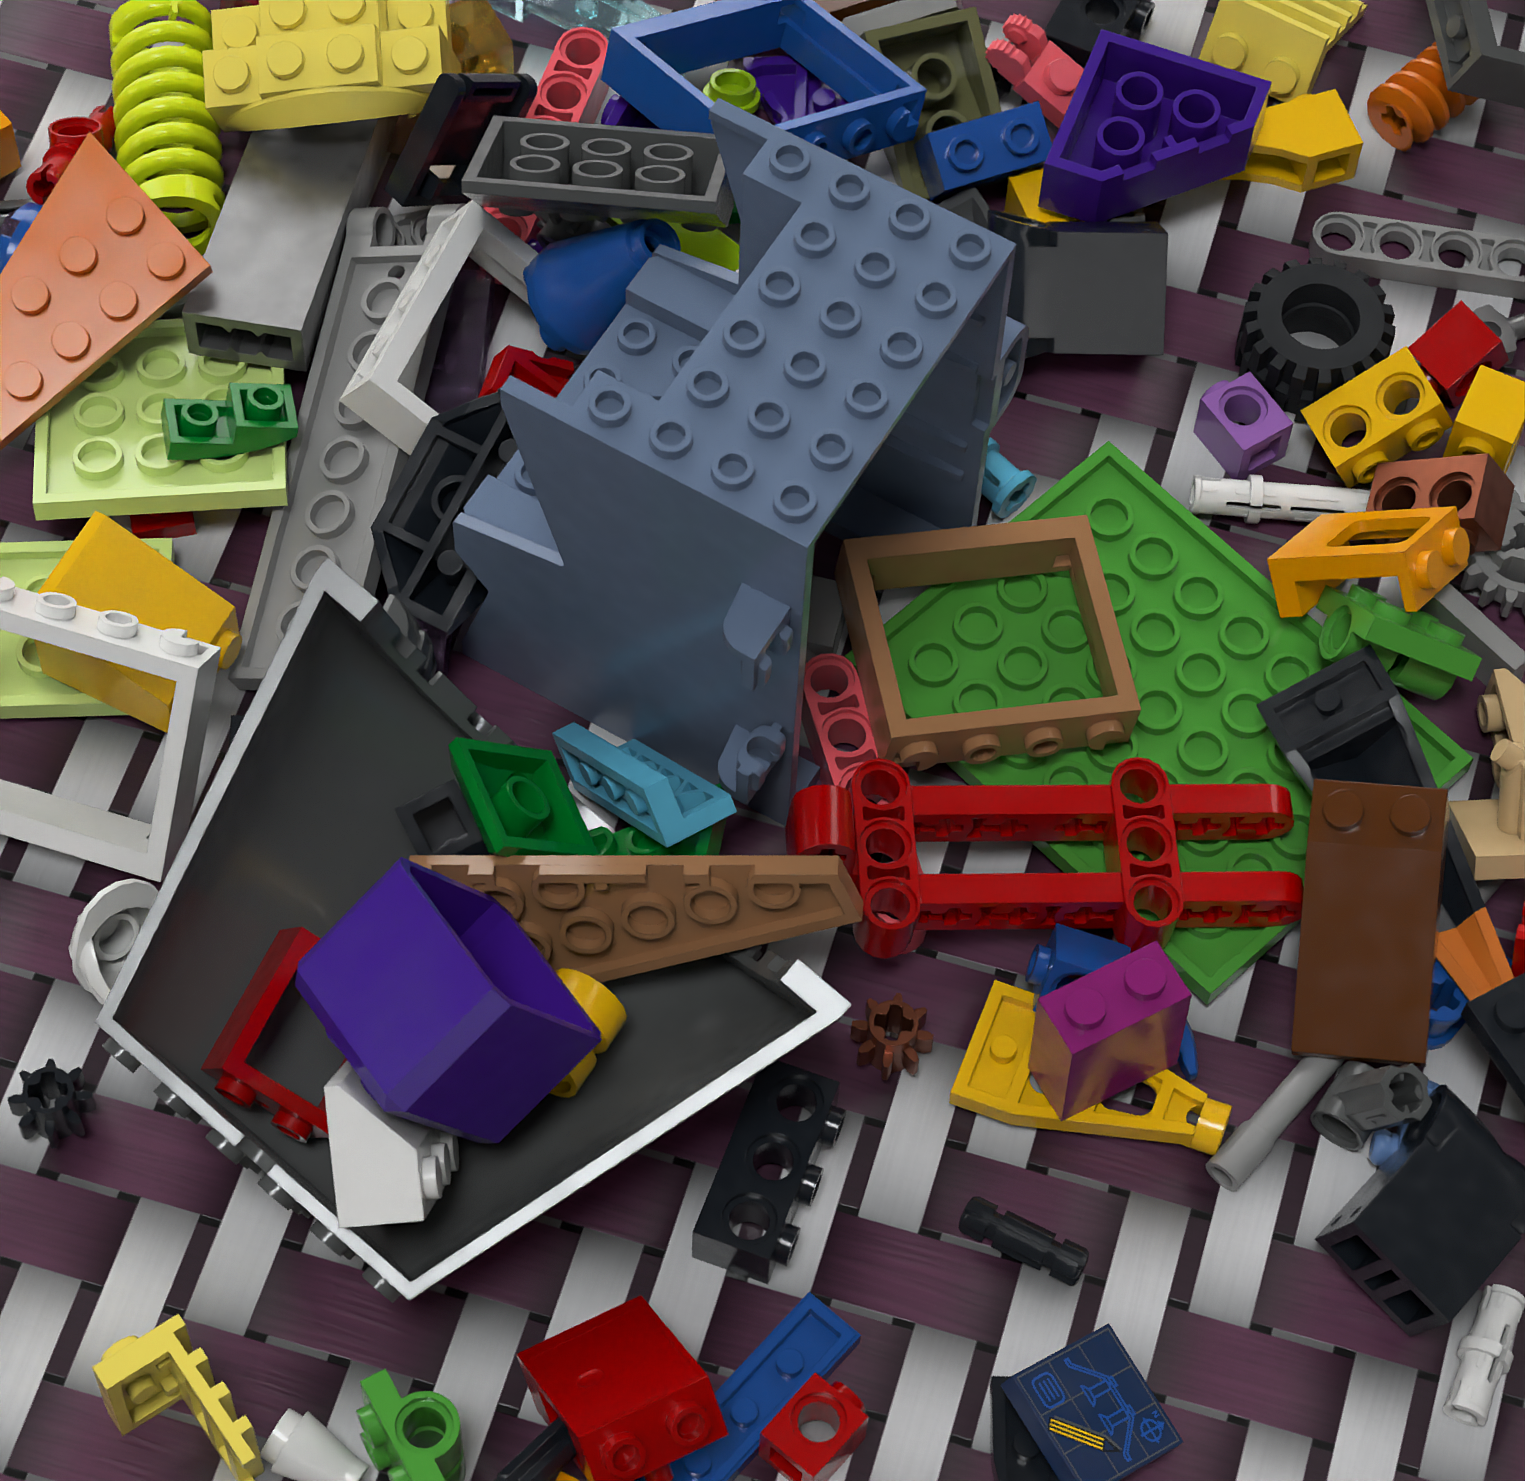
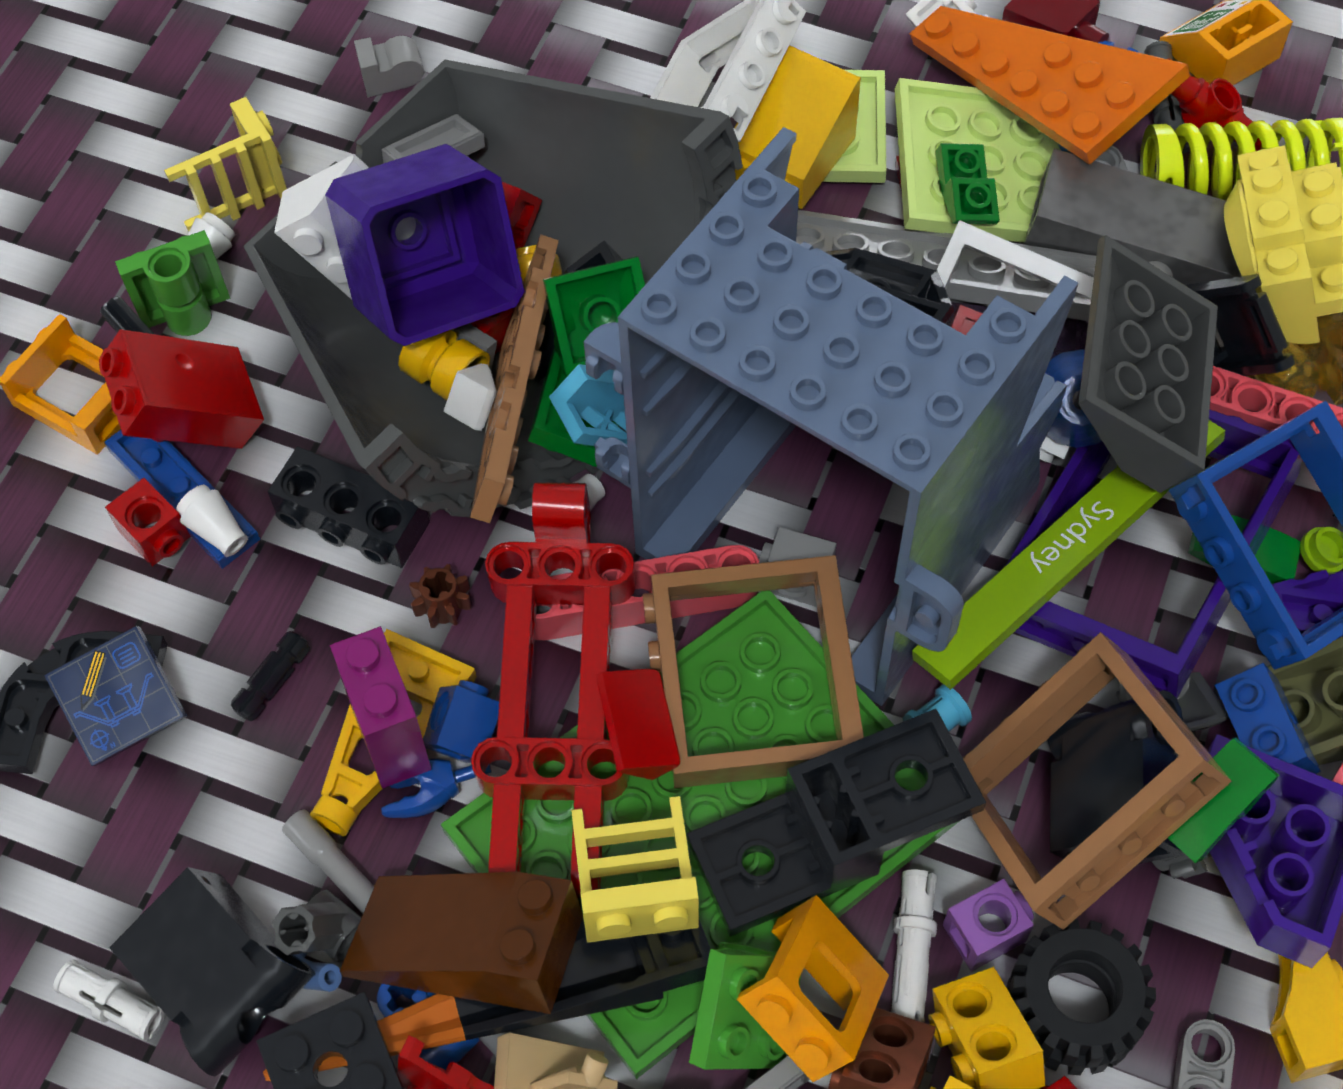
camera: 100 degrees right, 0 degrees up
(219, 1058) = (451, 131): none -> light grey tile
(630, 979) = (472, 396): none -> white slope
(814, 1334) = (211, 519): none -> white cone
(1085, 743) = (638, 722): none -> red slope
(1134, 155) = (1250, 781): none -> green slope
(1177, 545) = (835, 821): none -> black bracket
(1246, 333) = (1130, 831): none -> medium nougat window
(1324, 714) = (638, 907): none -> light yellow plate

